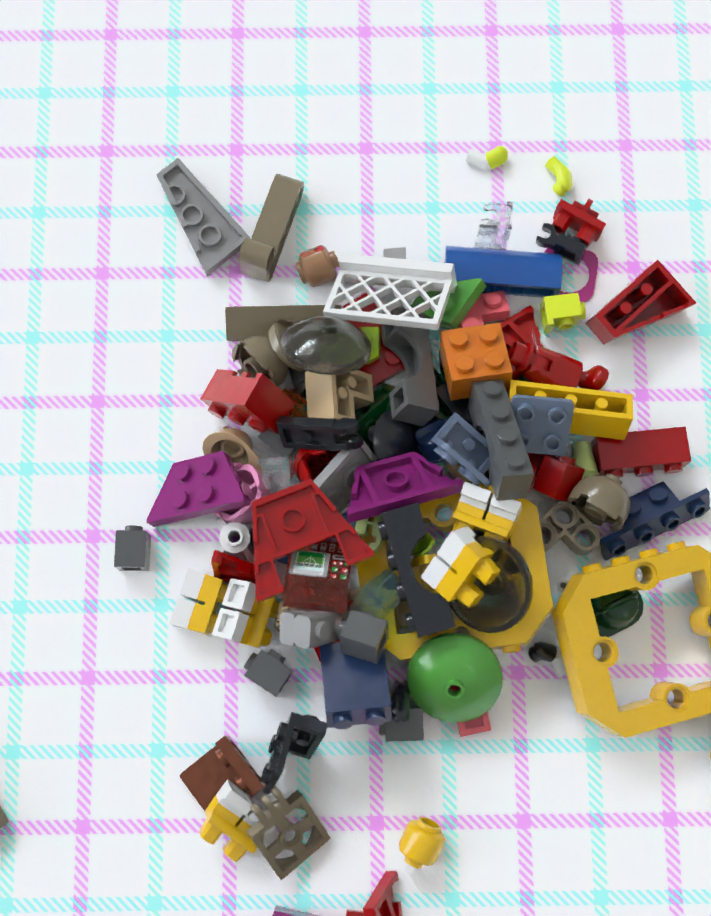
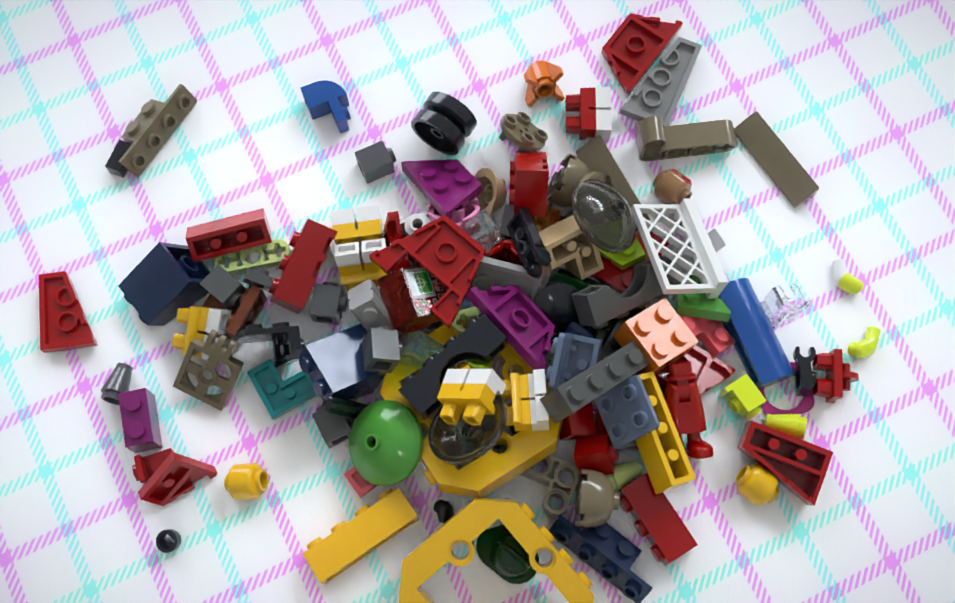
camera: 65 degrees right, 5 degrees down
(28, 567) = (326, 98): none -> blue brick
(130, 456) = (444, 123): none -> black wheel
(133, 333) = (542, 82): none -> orange brick
(138, 746) = (228, 235): none -> red brick
(144, 221) = (637, 47): none -> red wing
(160, 839) = (164, 283): none -> dark blue slope
(174, 756) = (235, 268): none -> yellowish green beam
(181, 381) = (522, 132): none -> dark tan plate
(196, 301) = (593, 113): none -> red hips
(200, 776) = (223, 287): none -> dark grey brick
(207, 734) = (258, 277): none -> dark grey plate
(216, 682) = (301, 266): none -> red wedge
(336, 154) = (776, 159): none -> dark tan slope
(341, 770) = (277, 394): none -> teal plate
(531, 748) = (360, 536): none -> yellow brick
(606, 286) = (788, 423): none -> neon yellow cone
(649, 344) = (757, 484): none -> yellow head

